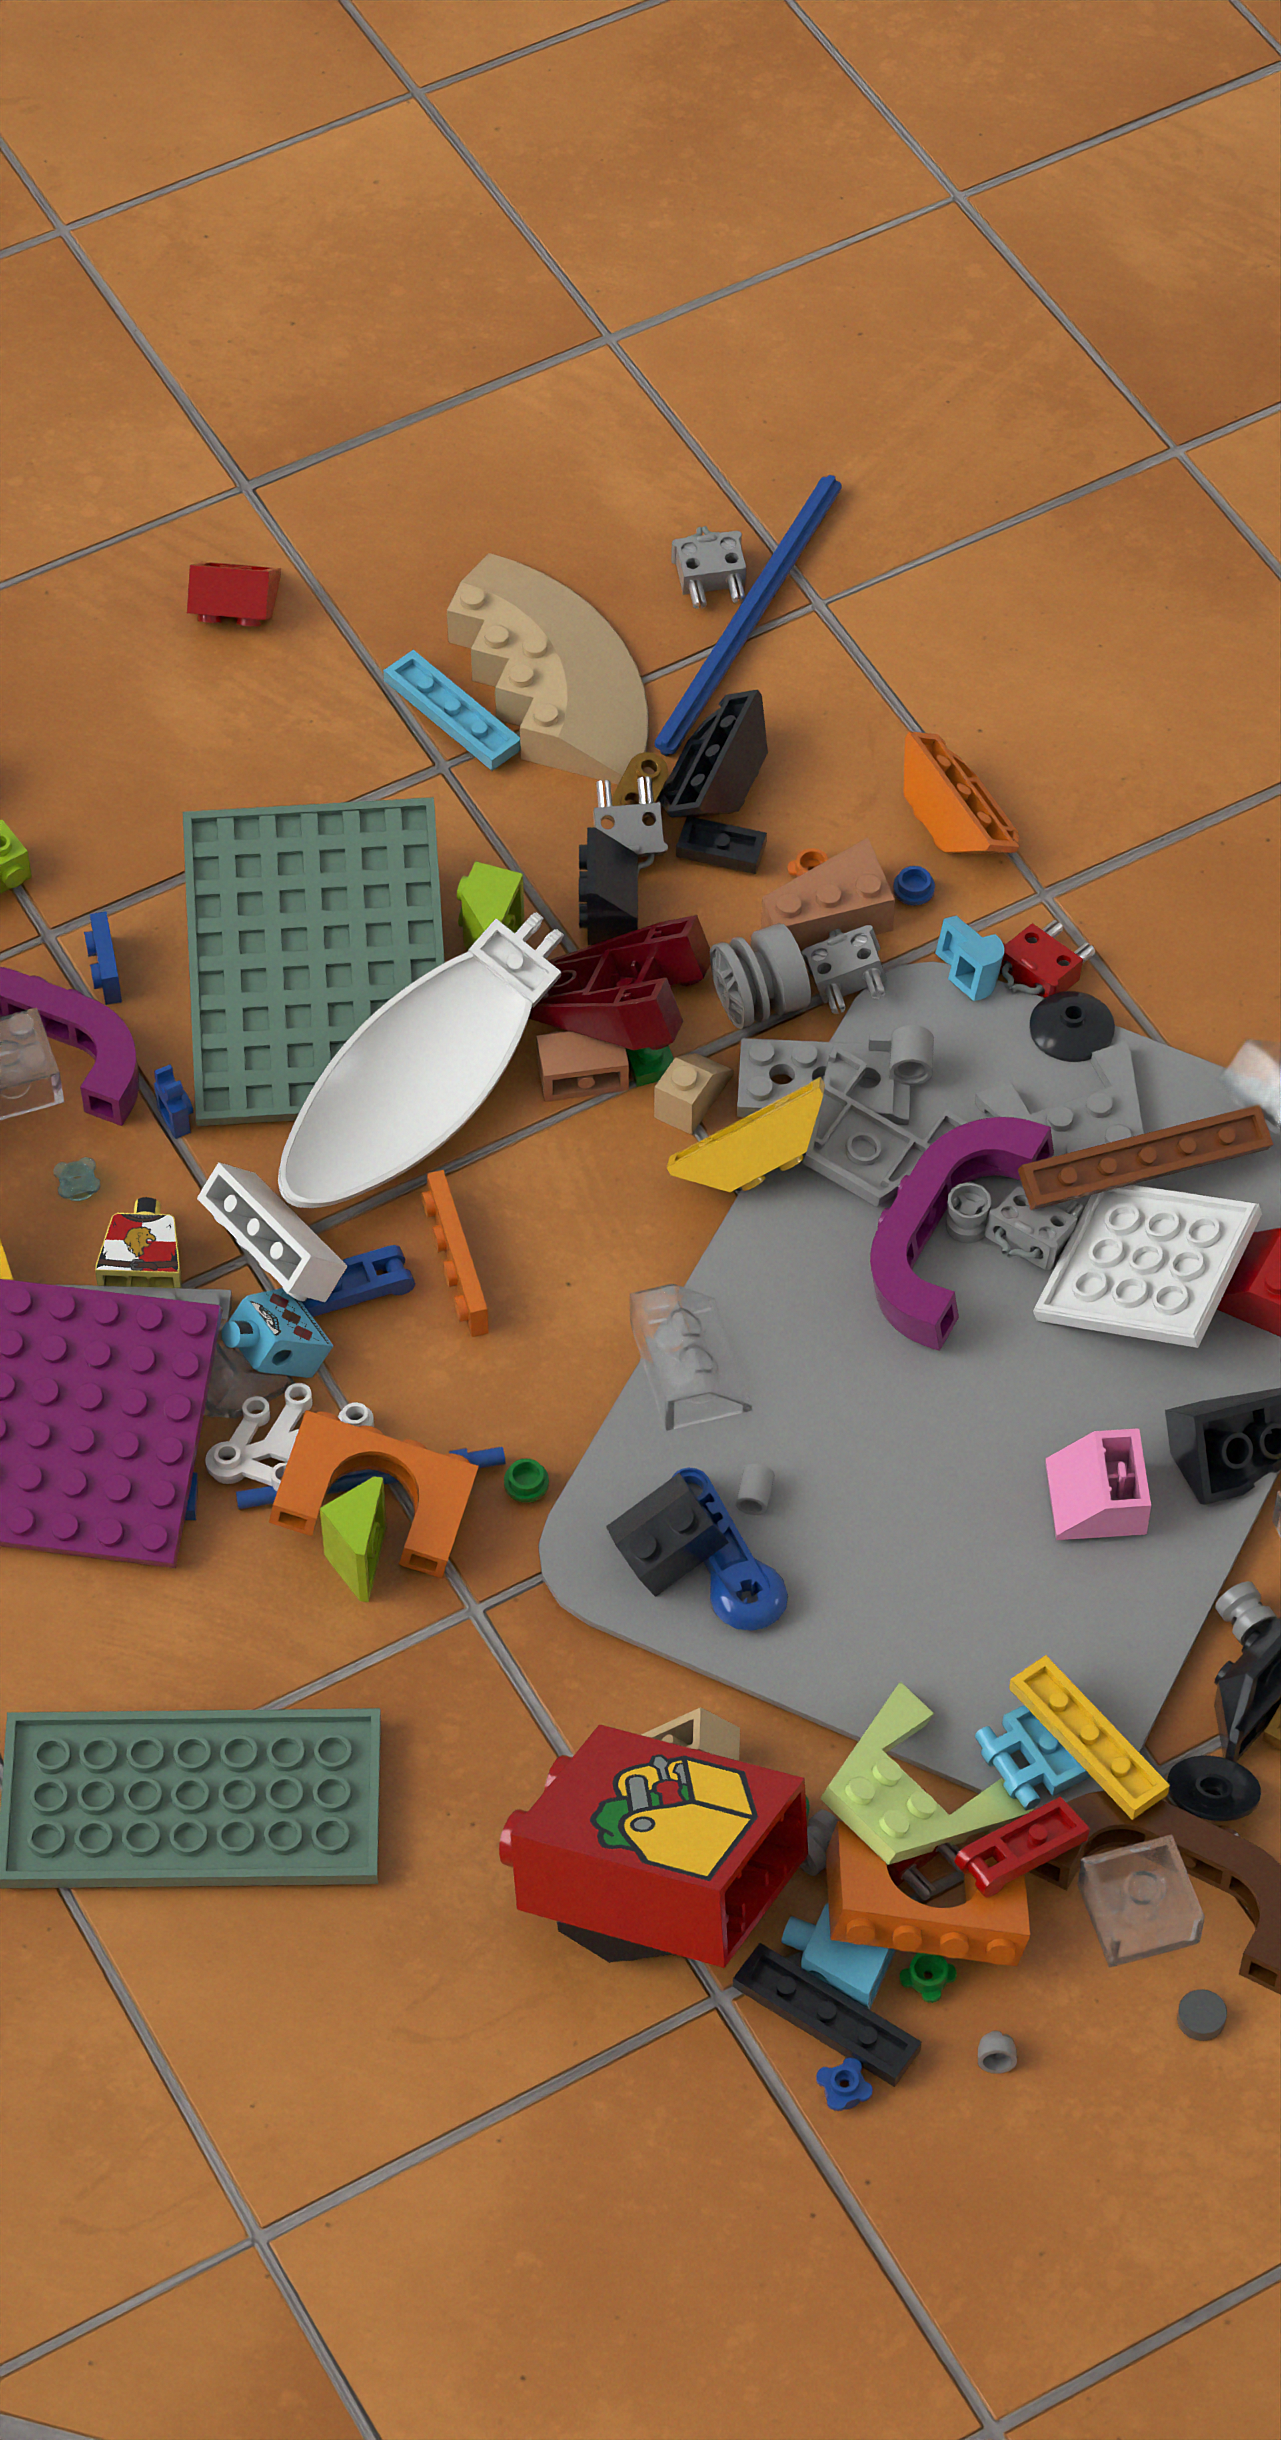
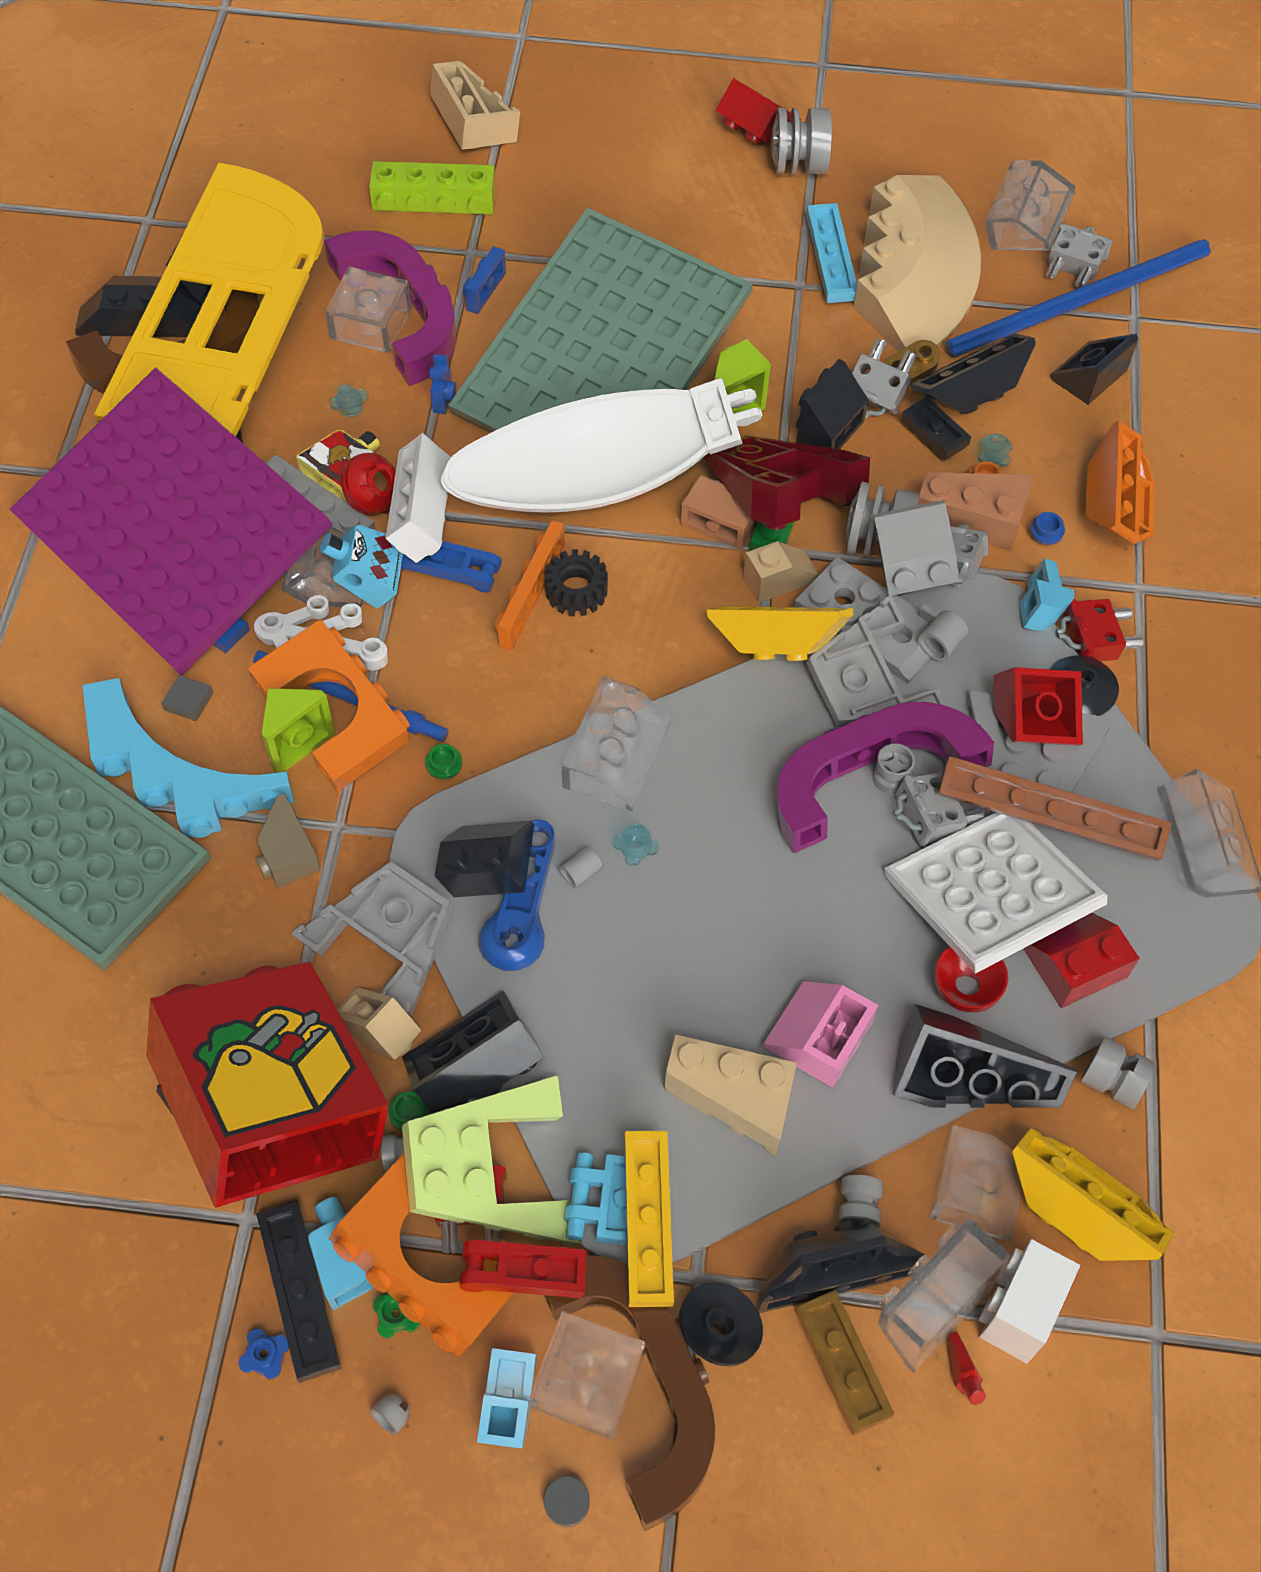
camera: 35 degrees right, 5 degrees up
(198, 1250) = (359, 485): none -> red piece
(205, 1585) = (187, 698): none -> dark grey tile
(255, 1673) = (160, 777): none -> medium azure arch
(321, 597) = (802, 140): none -> light grey wheel
(450, 1653) = (284, 846): none -> dark tan slope
(493, 1204) = (576, 566): none -> black tyre
(617, 1646) = (396, 916): none -> light grey wing
(624, 540) = (1028, 207): none -> clear slope
(788, 1425) = (635, 834): none -> clear light blue plate
(797, 833) = (995, 450): none -> clear light blue plate
(810, 1712) = (472, 1056): none -> black slope
(824, 683) = (1095, 366): none -> black slope
(825, 982) = (916, 548): none -> light grey slope
(1057, 1068) = (1040, 705): none -> red slope
(1065, 1586) = (733, 1086): none -> tan wedge
(1091, 1972) = (507, 1399): none -> medium azure brick
(1212, 1357) = (991, 983): none -> red piece

